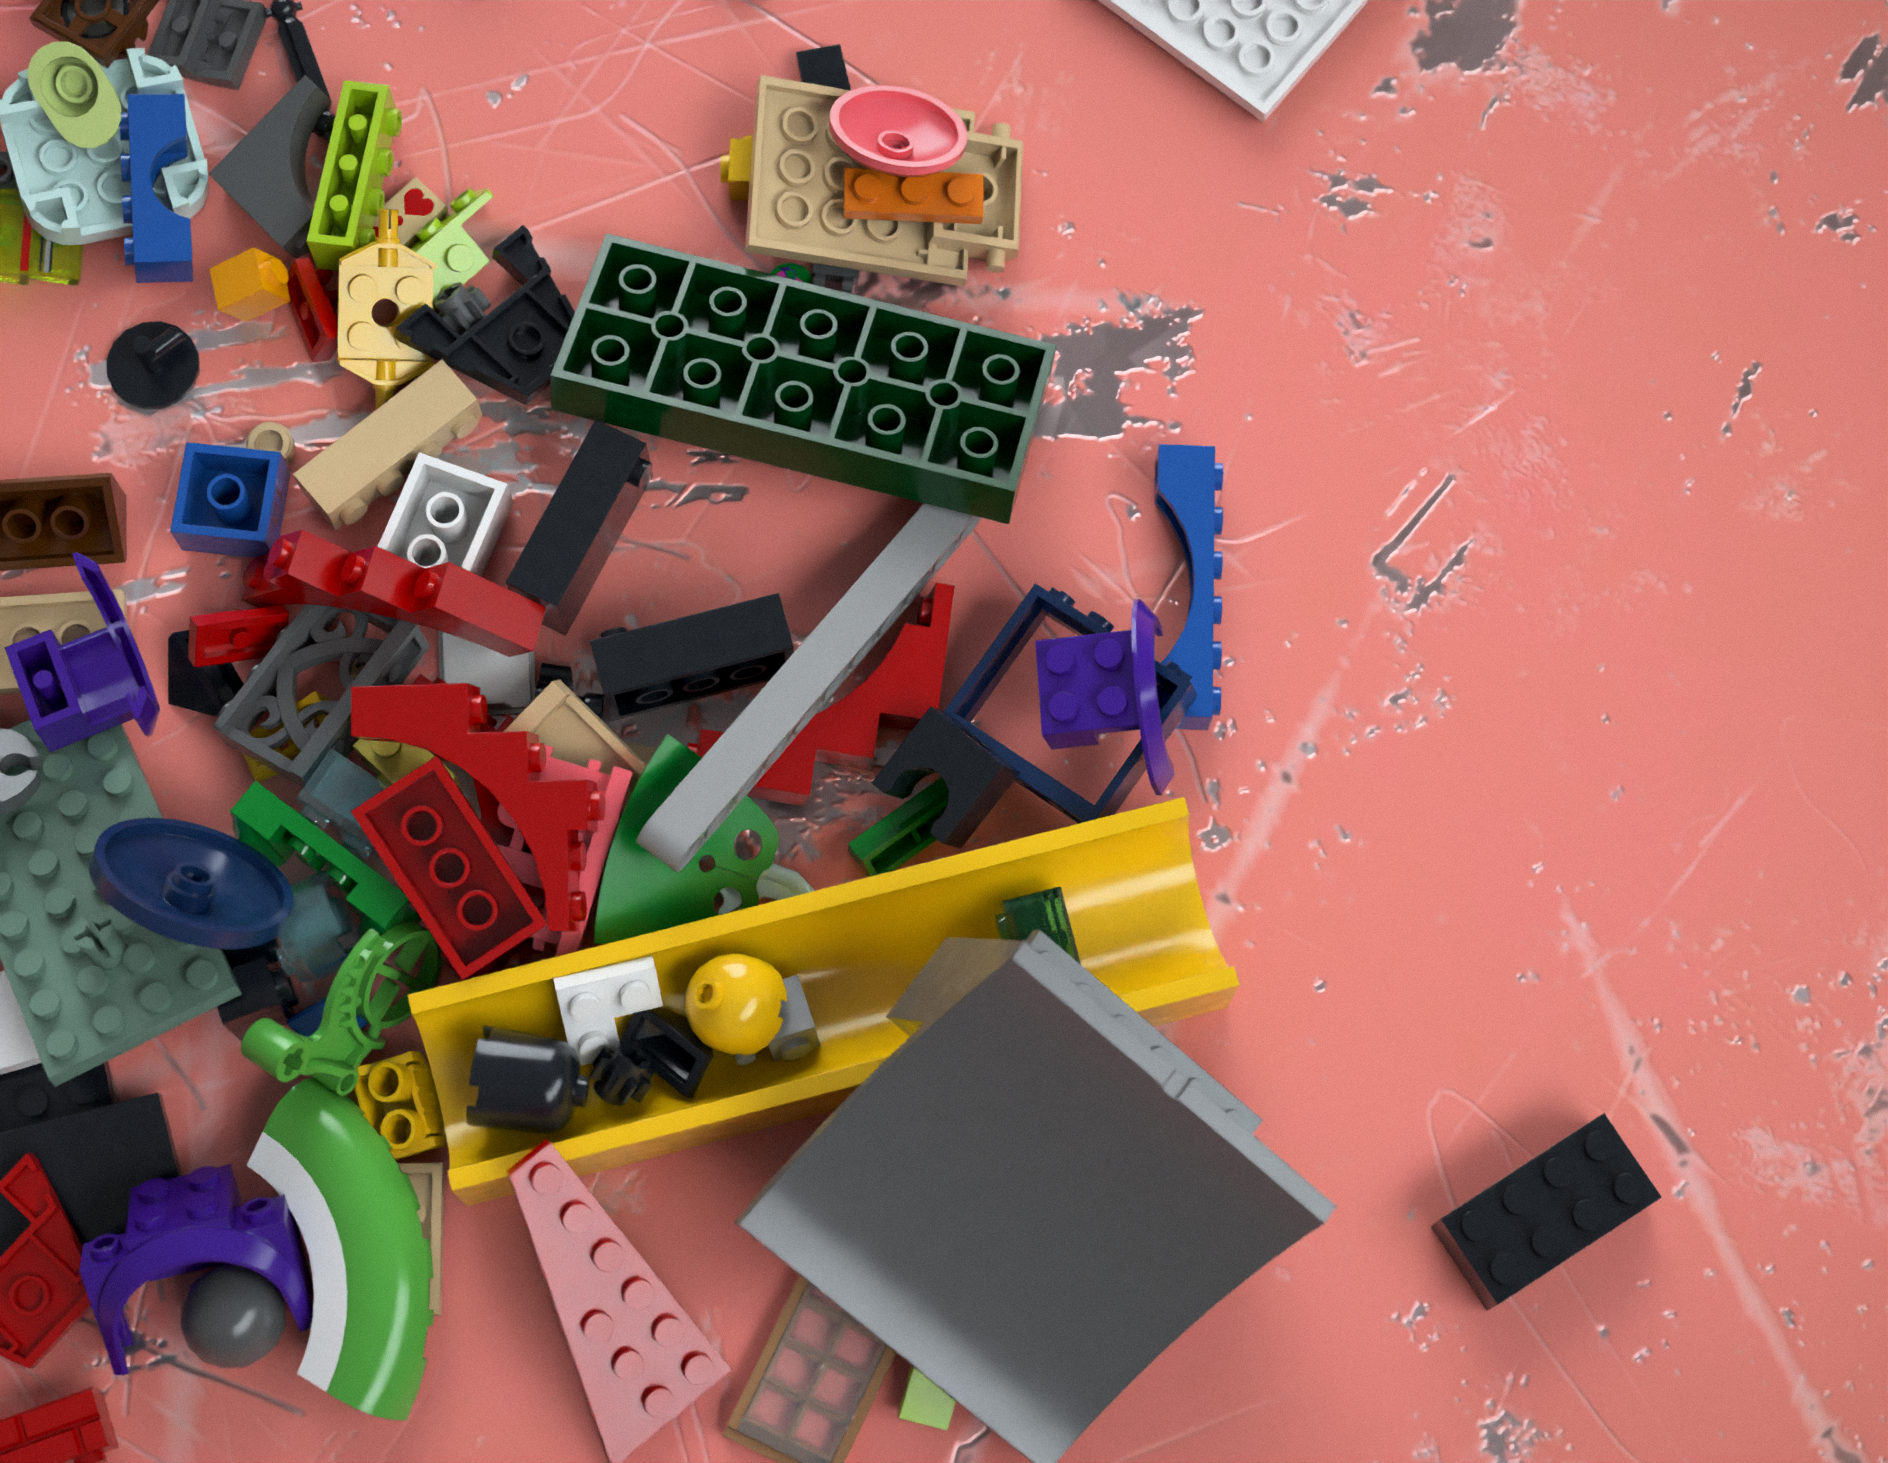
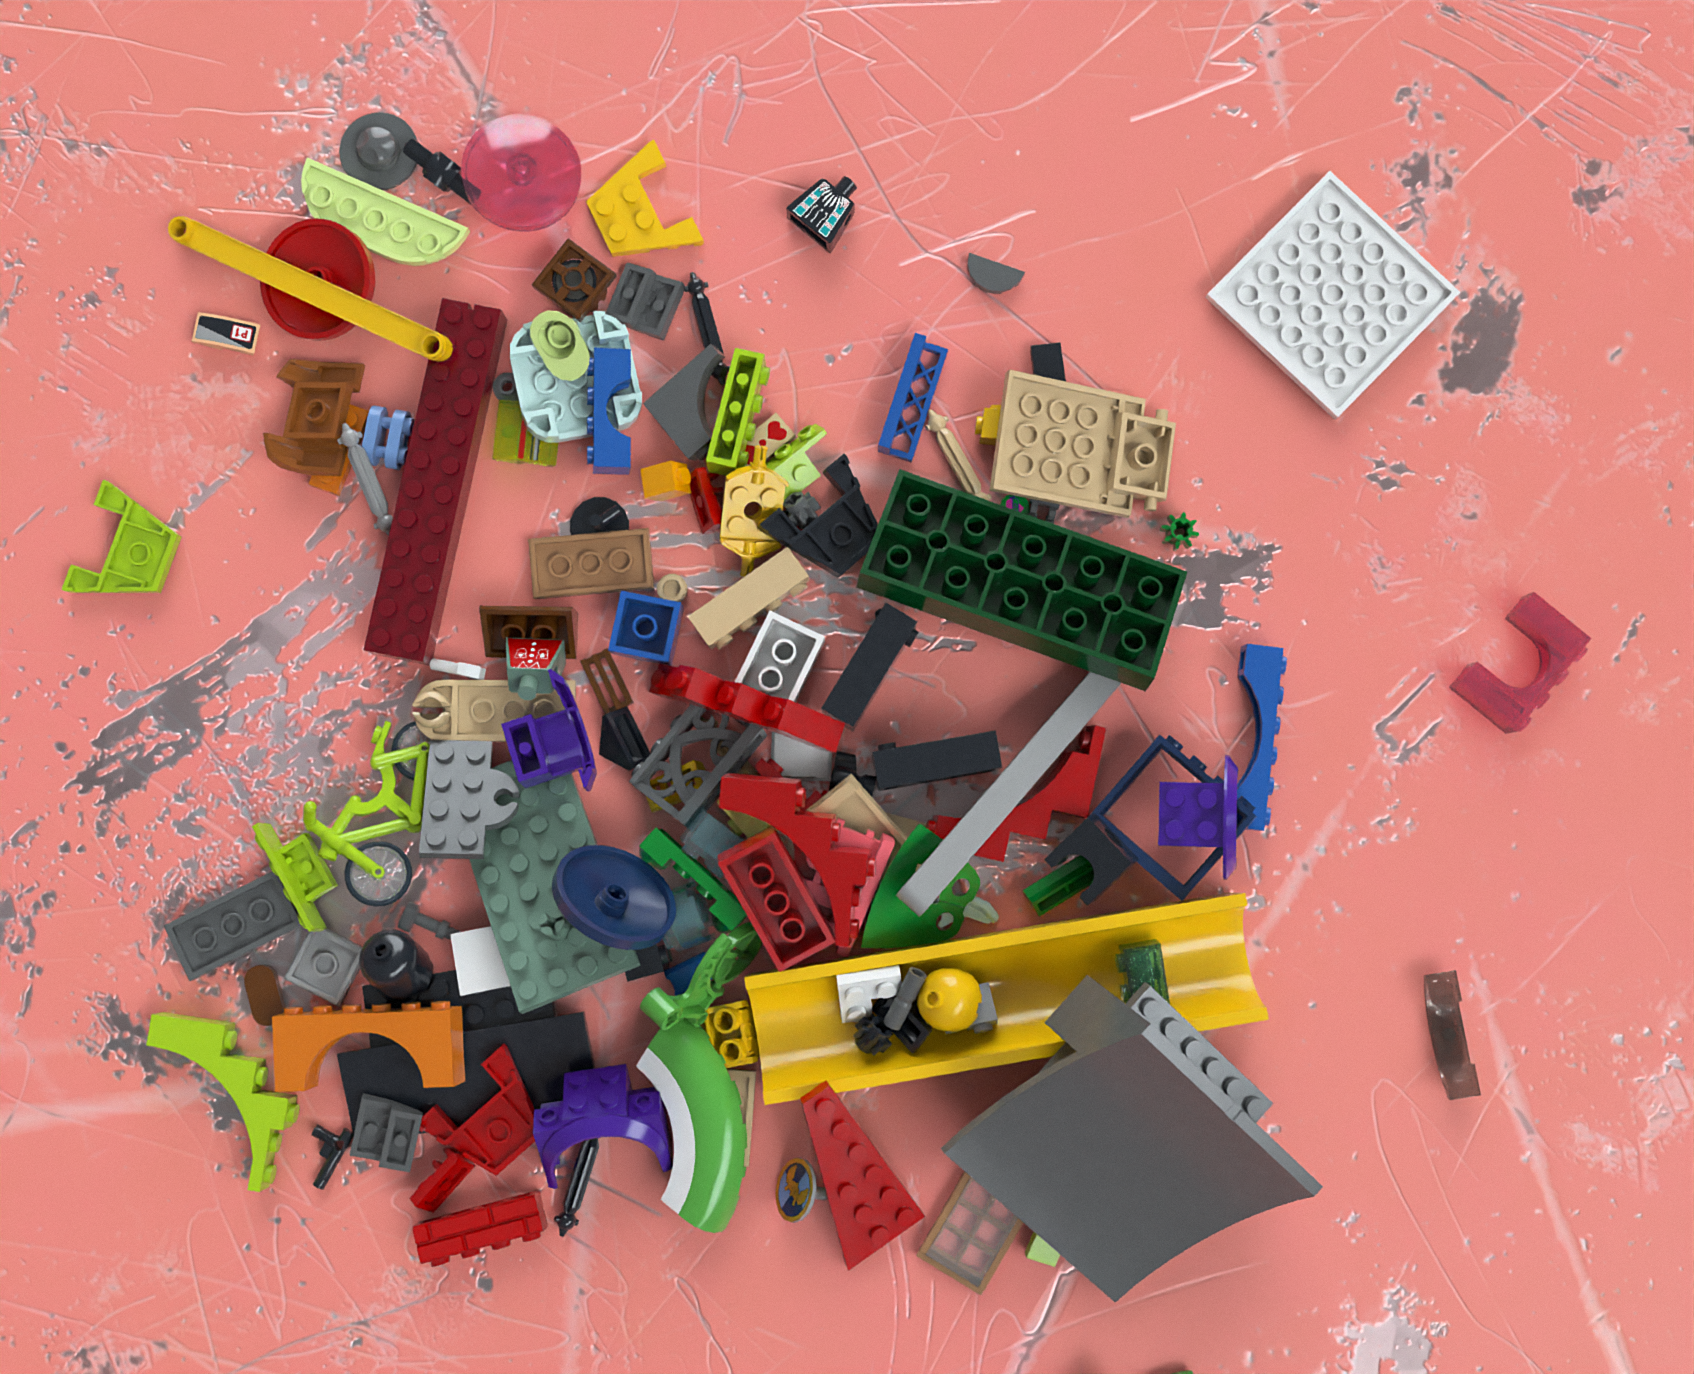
camera: 10 degrees right, 10 degrees up
(46, 571) = (529, 665): none -> torso
(140, 417) = (591, 563): none -> medium nougat tile
(157, 560) = (596, 659): none -> reddish brown tile
(162, 1371) = (577, 1185): none -> black wheel
(232, 1316) = (621, 1162): dark grey piece -> none
(234, 635) = (645, 719): red plate -> none
(520, 1343) = (797, 1190): none -> shield
(525, 1082) = (814, 1036): black cylinder -> none
(604, 138) = (901, 395): none -> blue fence
(667, 1001) = (903, 1001): none -> dark grey piece
(689, 211) = (955, 455): none -> tan wheel
(897, 130) = (1097, 417): coral dish -> none
(929, 198) = (1102, 460): orange plate -> none
(1041, 308) = (1180, 539): none -> green gear
(1534, 1005) = (1448, 1035): none -> clear smoke slope
(1545, 1211) = (1442, 1168): black piece -> none
(1567, 503) = (1558, 645): none -> clear pink arch

